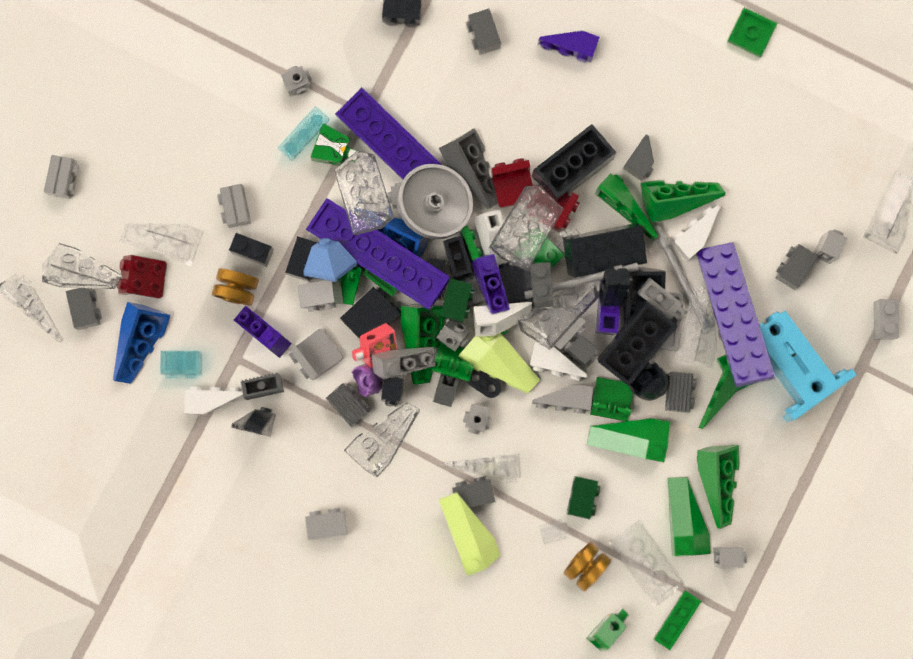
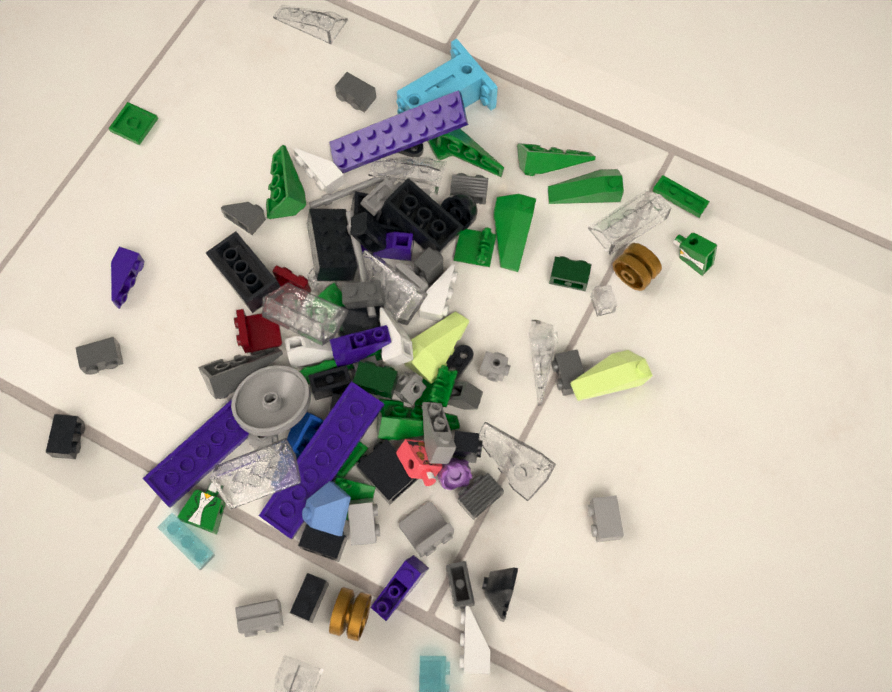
camera: 85 degrees left, 15 degrees down
(290, 80) = (126, 547): light grey brick -> none
(572, 397) = (472, 281): light grey slope -> none
(620, 199) = (285, 232): green wedge -> none
(729, 557) = (622, 148): light grey brick -> none
(830, 246) = (338, 60): light grey brick -> none
(886, 319) = (406, 25): light grey brick -> none

